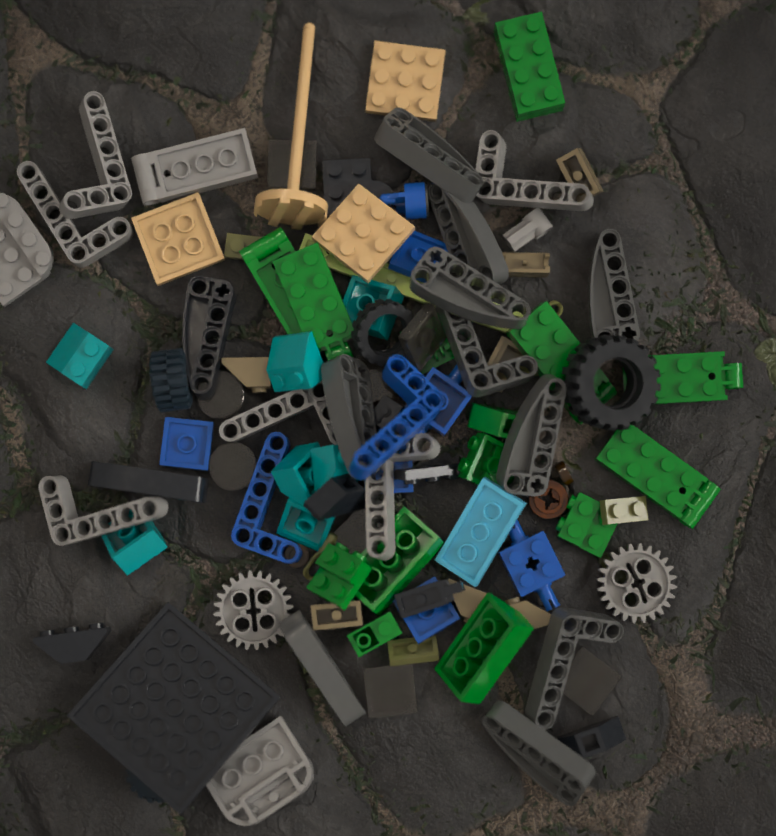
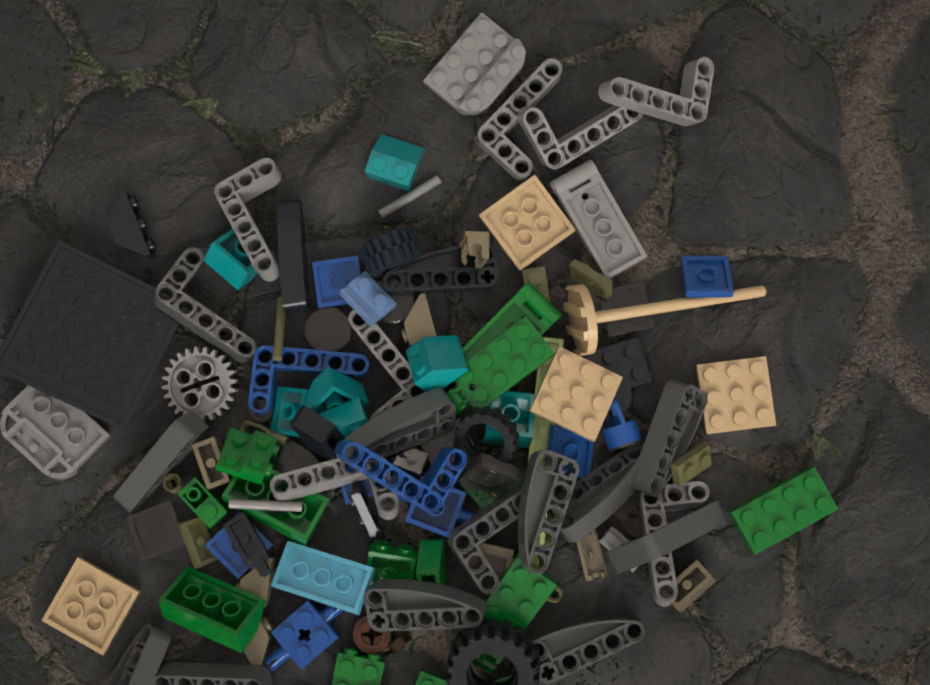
camera: 80 degrees right, 0 degrees up
(105, 51) = (696, 78): none -> light grey beam
(118, 350) = (410, 196): none -> light grey bar
(178, 591) = (198, 311): none -> dark grey beam
(188, 289) = (475, 244): none -> dark tan hinge
(212, 416) = (367, 299): none -> medium blue plate
(218, 513) = (279, 331): none -> olive bar
(245, 195) = (594, 281): none -> olive plate
(280, 75) = (706, 276): none -> blue plate
(346, 656) = (168, 485): none -> olive hinge
(393, 569) = (265, 505): none -> light grey bar
(449, 776) = (91, 605): none -> tan plate
(462, 141) = (691, 464): none -> olive plate
(527, 183) = (667, 538): none -> dark grey beam

